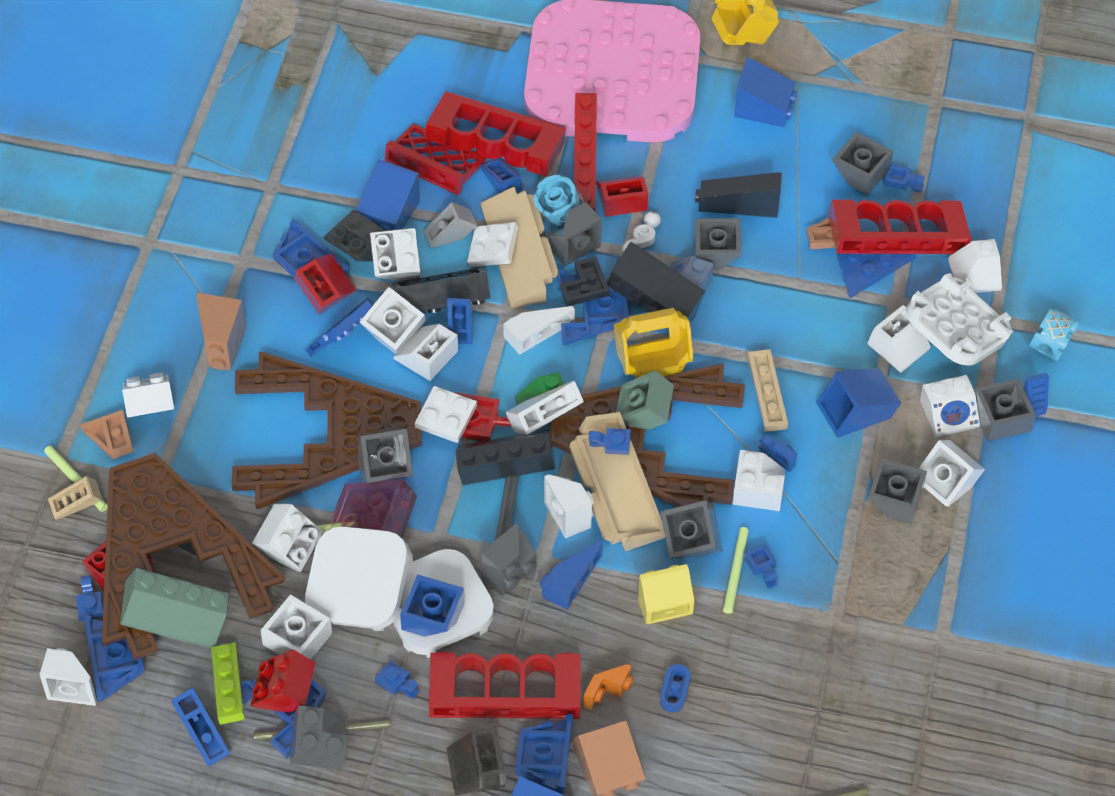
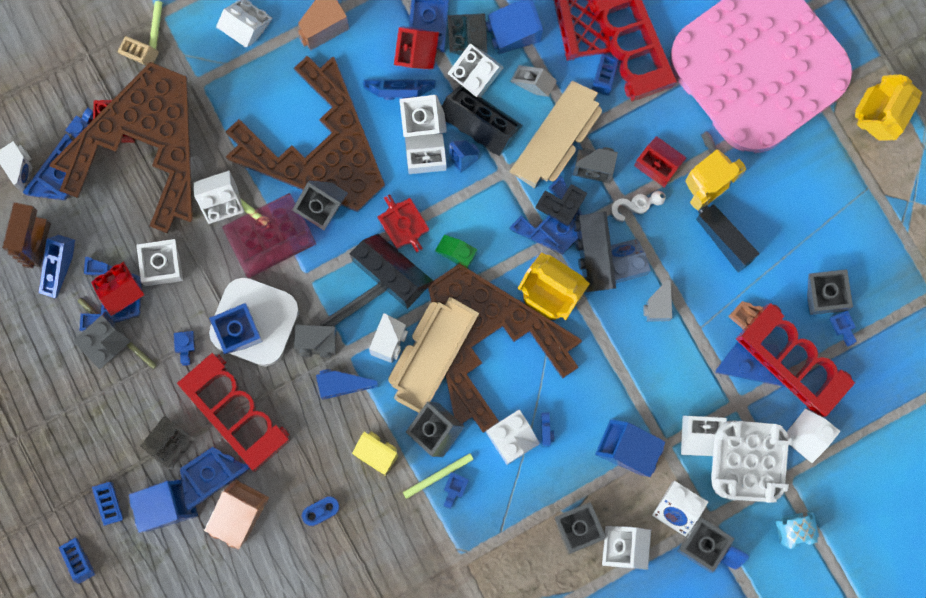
camera: 45 degrees right, 25 degrees up
(110, 434) = (199, 28): nougat wing -> none
(152, 709) = (26, 235): none -> reddish brown arch
(173, 608) = (106, 183): sand green slope -> none
(227, 683) = (93, 256): lime plate -> none
(358, 577) = (221, 266): white tile -> none
(445, 414) = (386, 209): white plate -> none
(493, 244) = (543, 119): white plate -> none
(535, 326) = (501, 200): white slope -> none
(544, 408) = (441, 264): white slope -> none
(556, 197) = (612, 130): medium azure brick -> none
(585, 146) = (670, 110): red plate -> none
(611, 681) = (293, 474): orange slope -> none
(615, 440) = (454, 328): blue plate -> none
(639, 152) = (708, 141): none -> dark grey piece
(645, 401) = (503, 320): sand green slope -> none
(677, 149) = (712, 178): none -> yellow piece
(718, 240) = (672, 257): dark grey slope -> none
(750, 286) = (659, 304): none -> light grey slope
(764, 95) = (828, 181): blue slope -> none
(767, 390) = (588, 383): tan plate -> none

